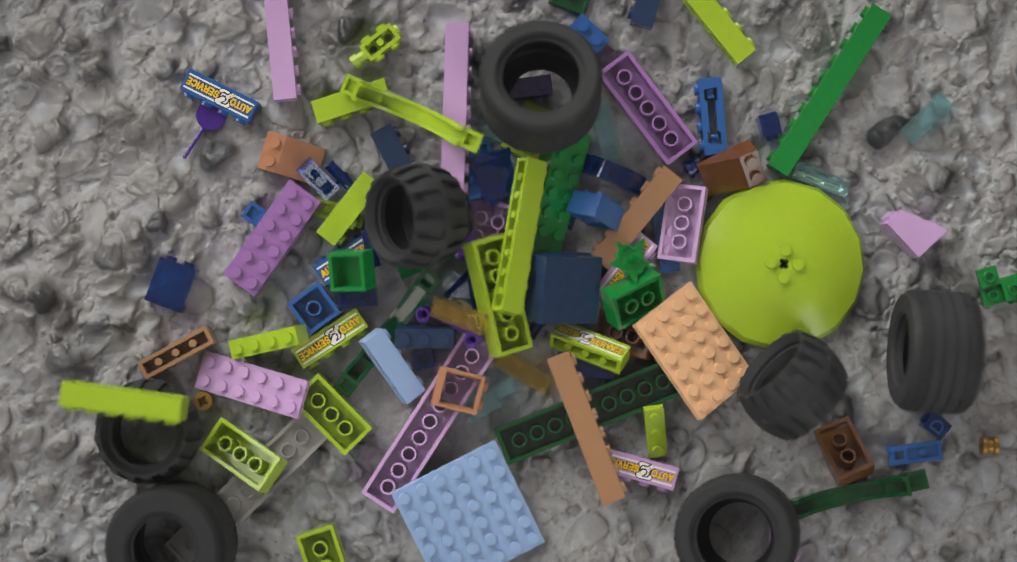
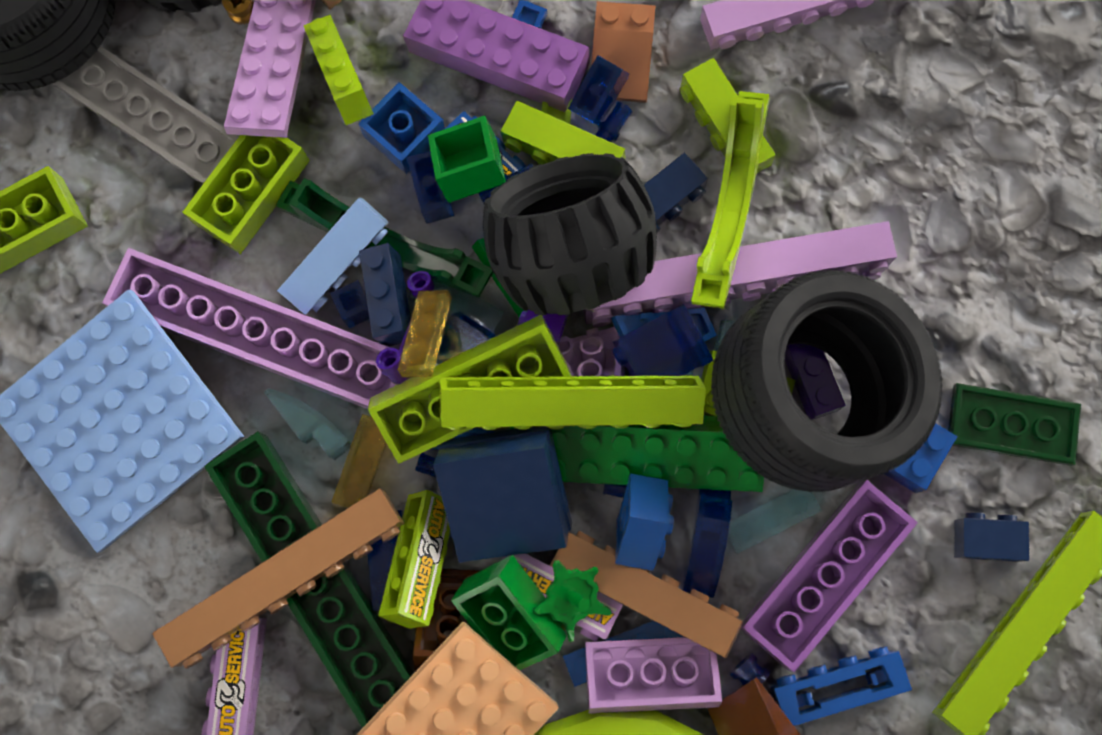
camera: 85 degrees right, 10 degrees down
(243, 455) = (160, 68): lime brick -> none
(330, 338) = (362, 162): brick -> none
(379, 42) = (829, 138): lime brick -> none
(440, 384) = (313, 329): nougat window -> none
(655, 431) = (299, 698): lime plate -> none

